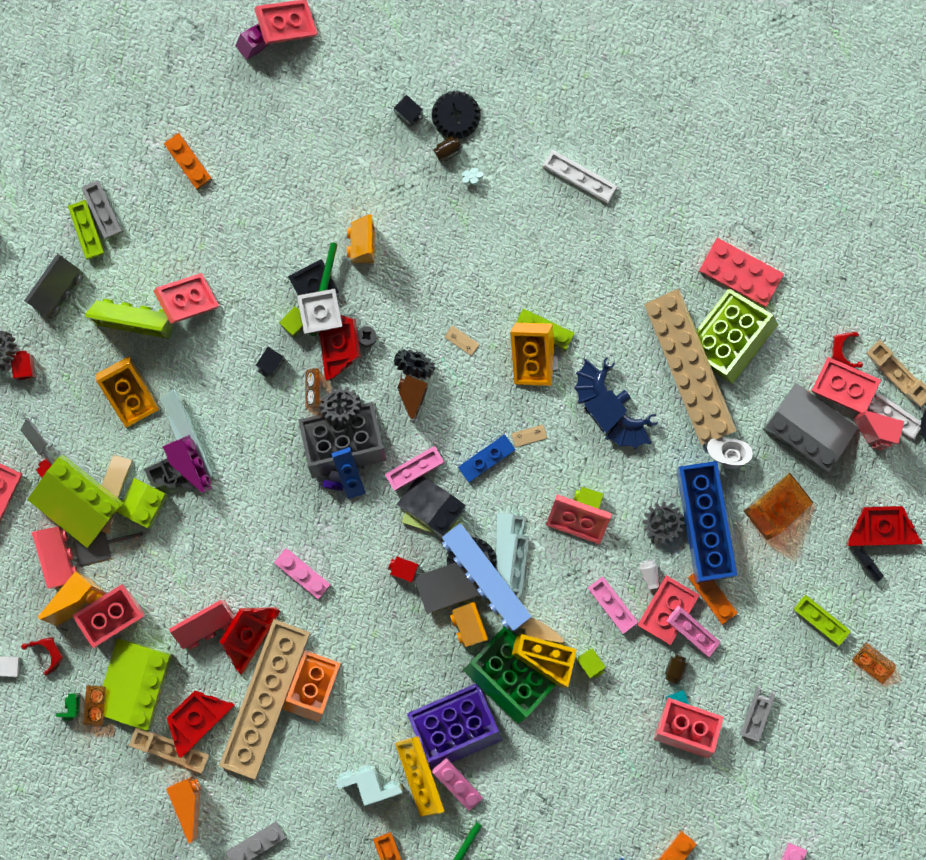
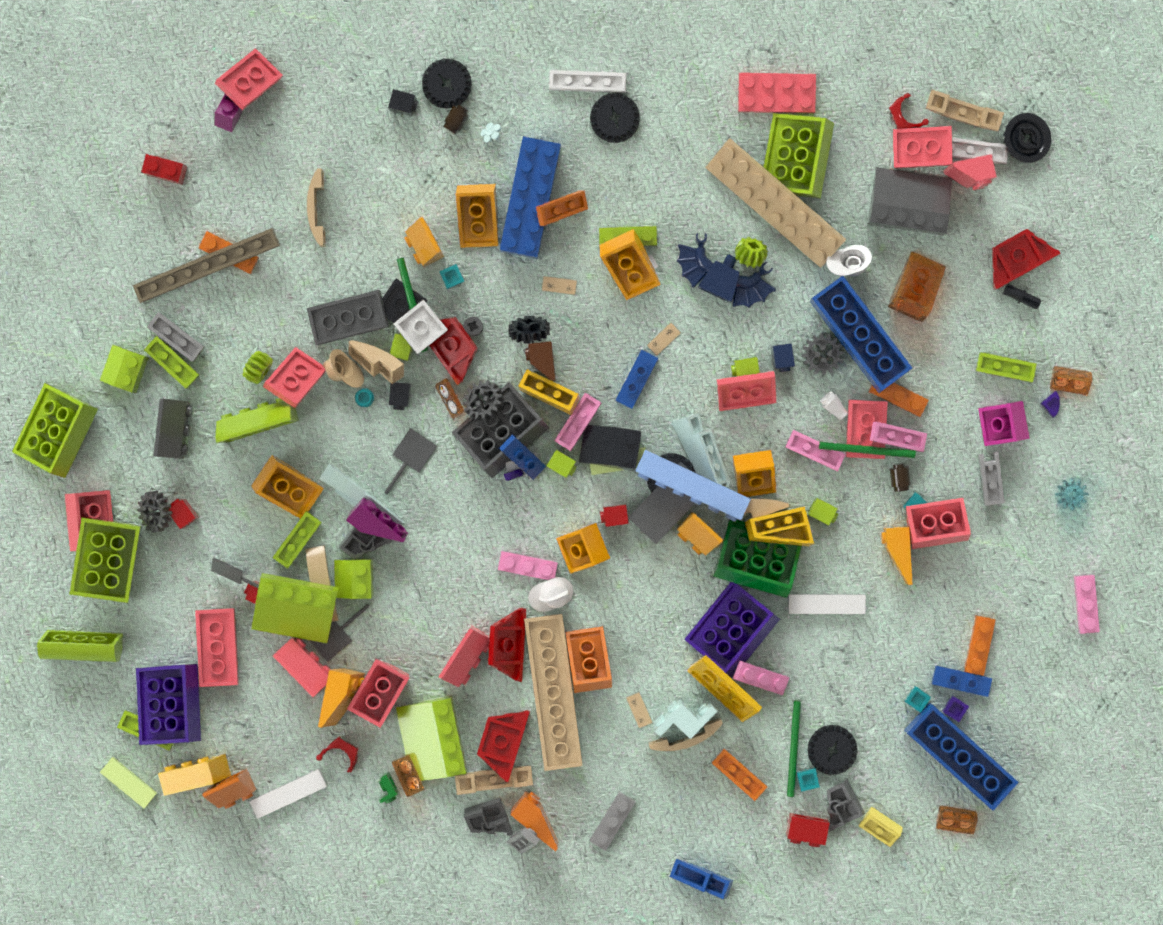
camera: 30 degrees left, 5 degrees up
(42, 214) = (124, 369): none -> lime slope
(110, 442) = (297, 539): none -> lime plate
(146, 782) = (488, 818): none -> dark grey slope
(158, 272) = (257, 367): none -> lime gear
(162, 161) = (206, 265): none -> dark tan tile
(166, 818) = (523, 840): none -> light grey plate
(170, 60) = (164, 169): none -> red brick
(232, 312) = (342, 368): none -> tan piece
(237, 348) = (364, 397): none -> teal plate
(255, 419) = (414, 452): none -> dark grey piece
(261, 271) = (347, 317): none -> dark grey tile
(265, 321) = (376, 361): none -> tan slope
(296, 142) = (316, 183): none -> tan slope
(309, 609) = (550, 594): none -> white piece
(333, 756) = (639, 710): none -> tan sticker
(338, 799) = (663, 745): none -> tan slope
(359, 583) = (583, 548): none -> light orange slope
(371, 283) = (451, 276): none -> teal plate
(380, 498) = (562, 464): none -> lime brick
(402, 428) = (549, 392): none -> yellow brick
(422, 241) = (477, 215): none -> light orange slope
(476, 250) = (530, 189): none -> blue brick
(499, 272) = (562, 207): none -> orange plate
(547, 597) = (755, 473): none -> light orange slope
(551, 749) = (827, 604): none -> white tile
(575, 226) = (606, 128): none -> black gear
(626, 506) = (783, 357): none -> dark blue brick
(642, 732) = (898, 547): none -> light orange slope
(646, 398) = (751, 252): none -> lime gear
(659, 628) = (867, 449): none -> green piece
(794, 669) = (1003, 423): none -> dark pink slope
(823, 757) = (1075, 501): none -> clear light blue gear
(846, 675) = (1052, 404): none -> dark purple tile

